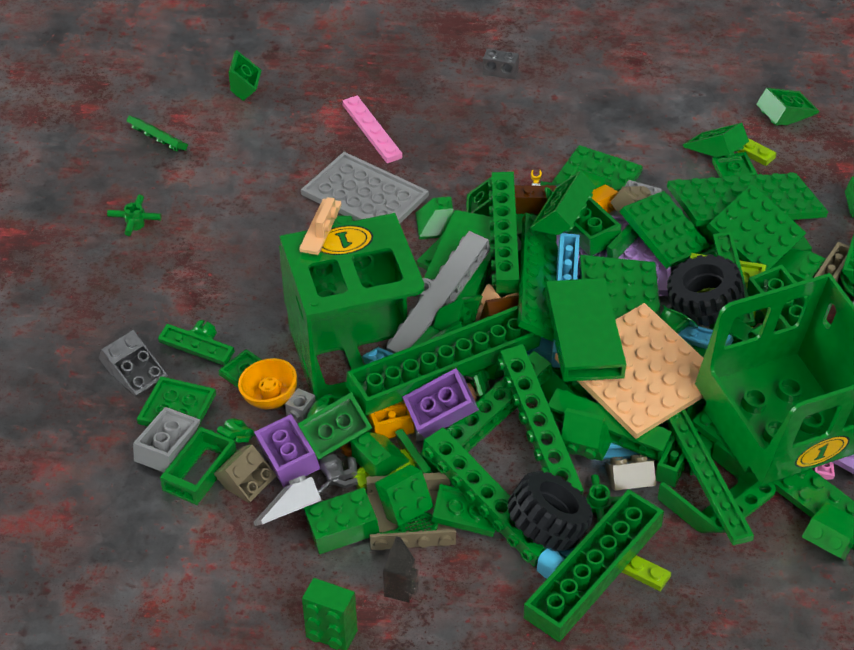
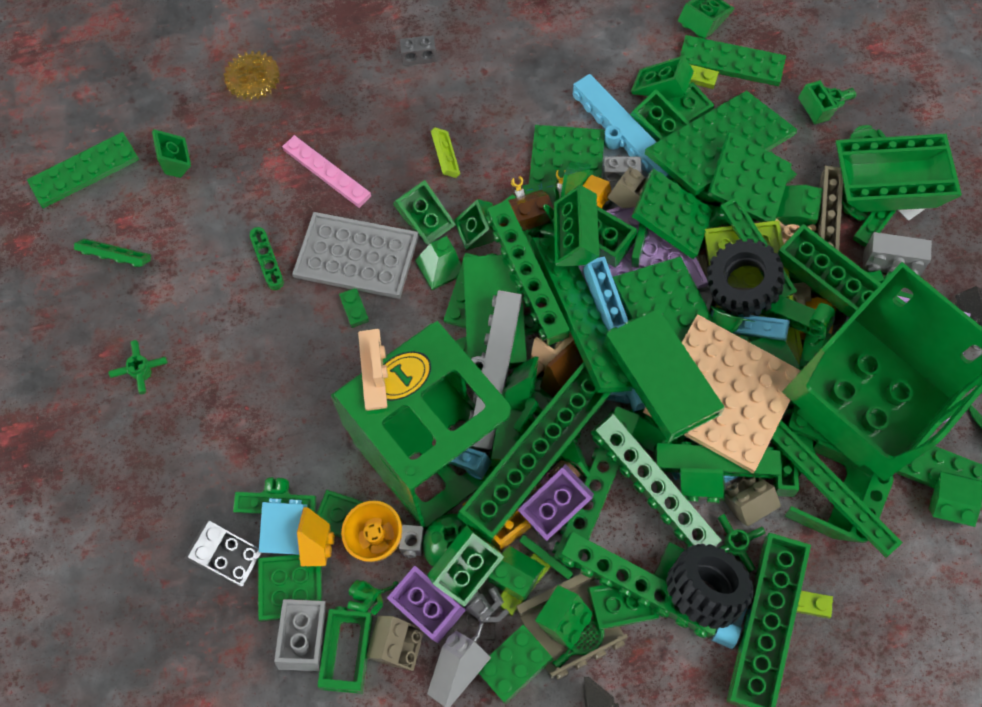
camera: 20 degrees left, 20 degrees up
(164, 72) = (82, 170): none -> green plate
(193, 358) = (280, 526): none -> medium azure brick
(214, 370) = (314, 539): none -> light orange slope
(285, 174) = (266, 258): none -> green beam
(343, 44) = (251, 75): none -> clear yellow gear
(441, 176) = (424, 213): none -> green slope
(485, 142) = (445, 152): none -> lime plate
(656, 163) = (619, 124): none -> medium azure hinge
(694, 163) = (658, 116): none -> green slope
(798, 149) = (734, 60): none -> green plate

